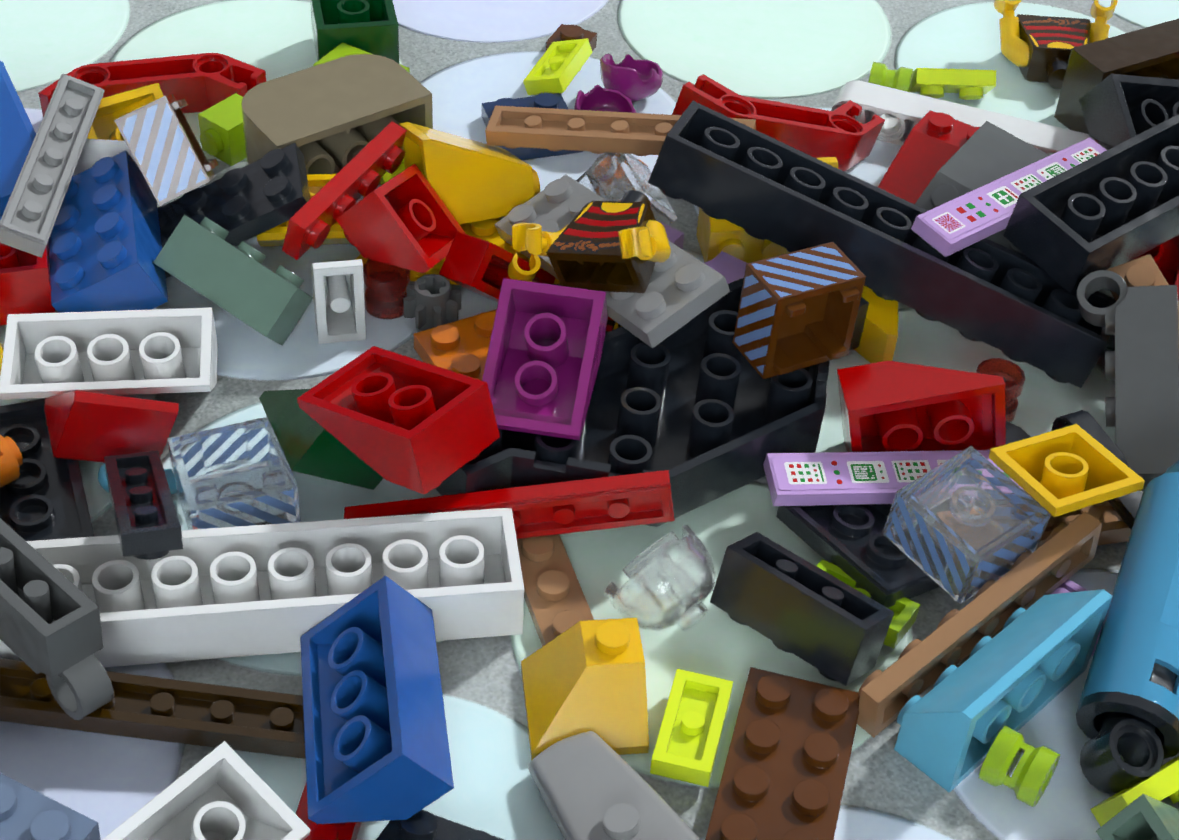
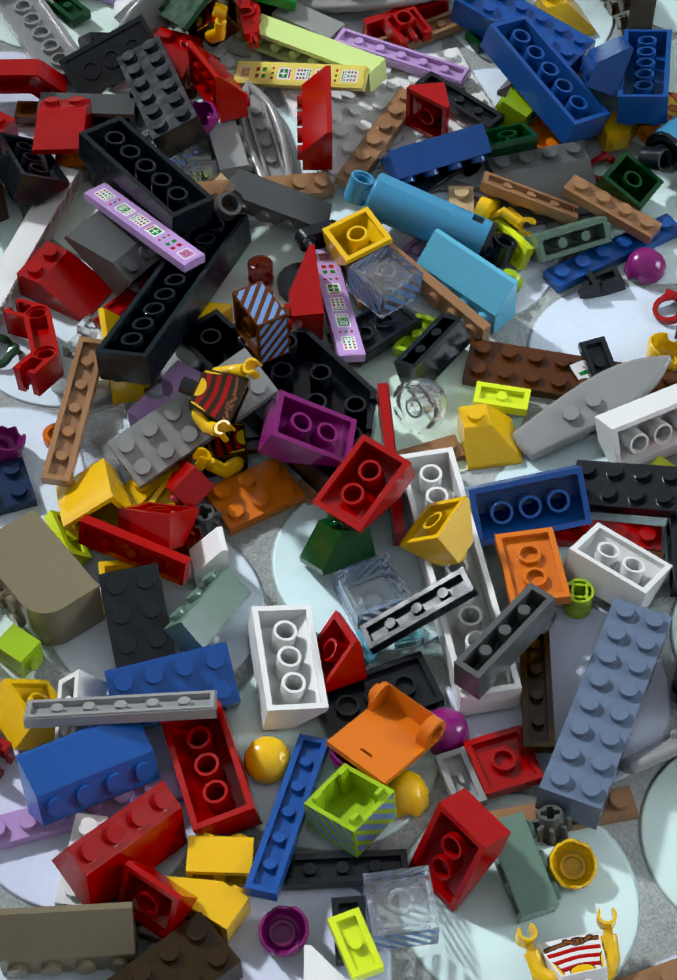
camera: 90 degrees left, 10 degrees up
(139, 778) = (581, 599): none -> lime wheel
(166, 148) = (105, 644): container -> none
(206, 693) = (532, 558): none -> orange plate
(283, 527) = (441, 532): none -> yellow slope

